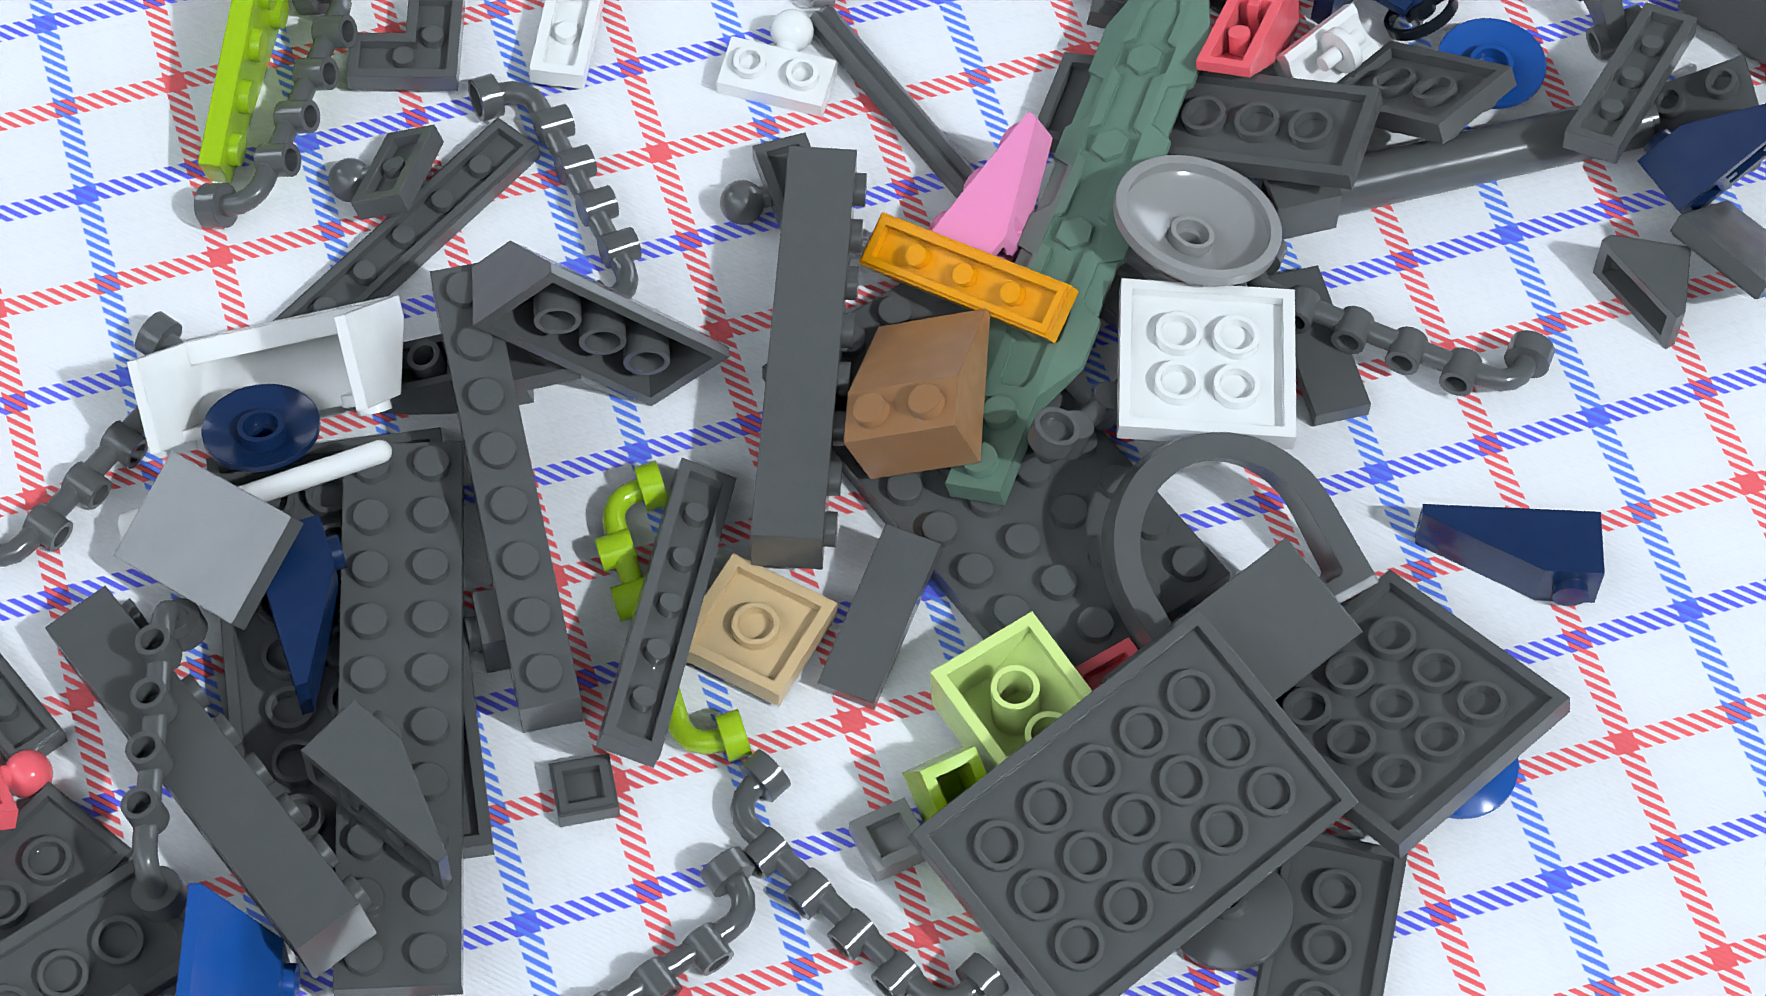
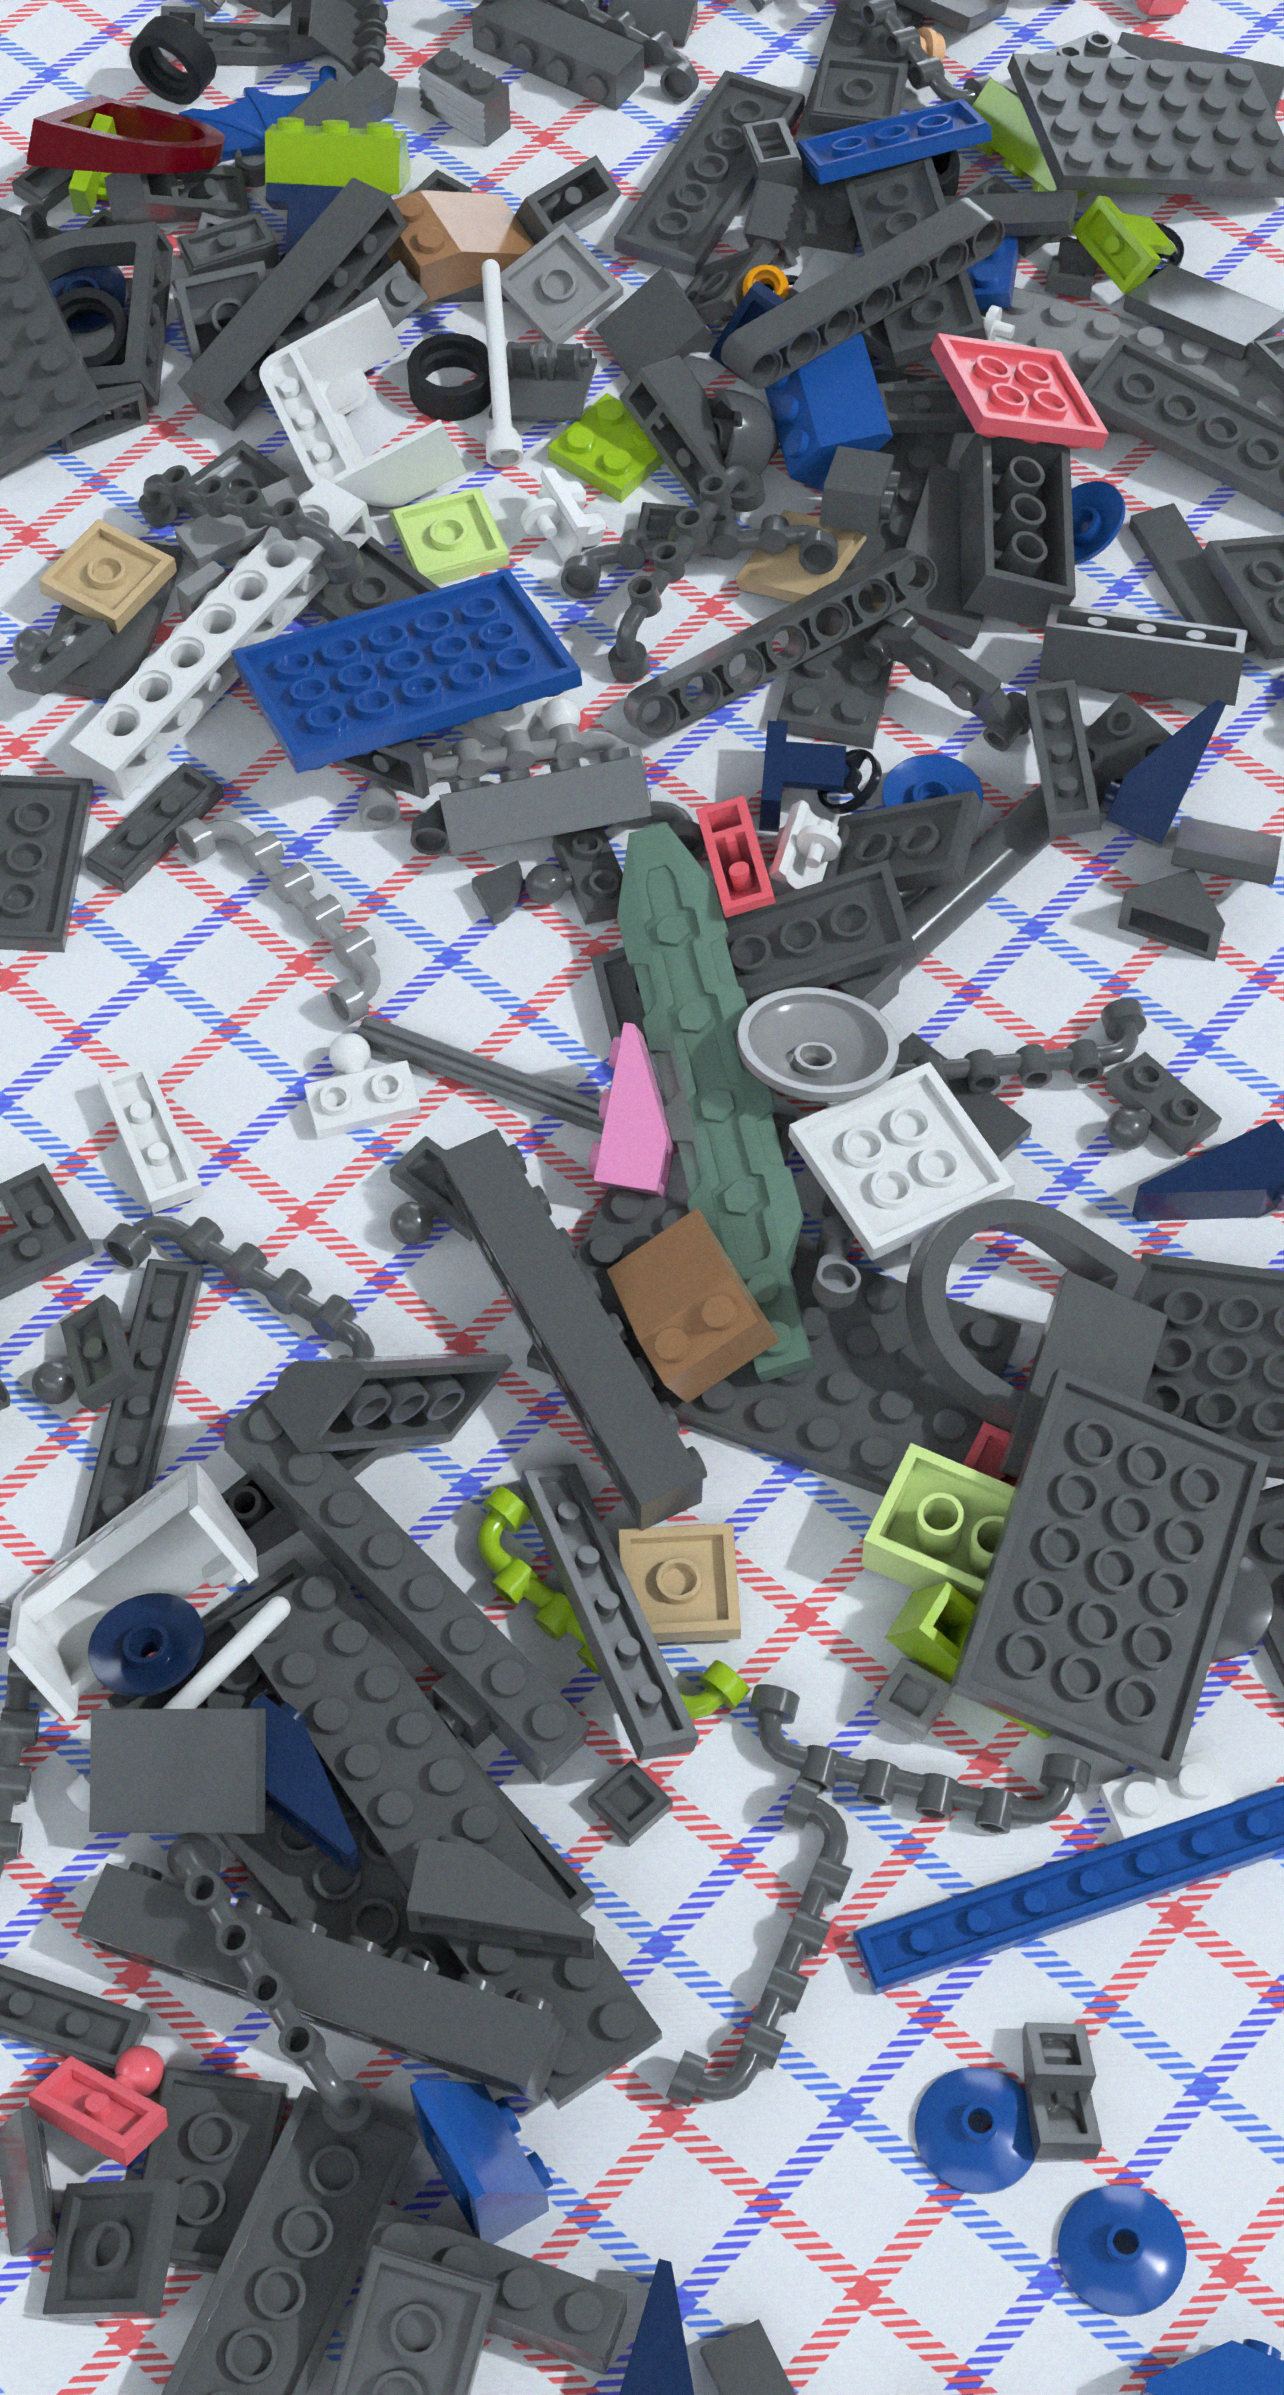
camera: 30 degrees left, 0 degrees up
(879, 616) = (774, 1516): dark grey tile -> none
(969, 277) = (657, 1188): light orange tile -> none
(1508, 445) = (1157, 1103): none -> dark grey plate

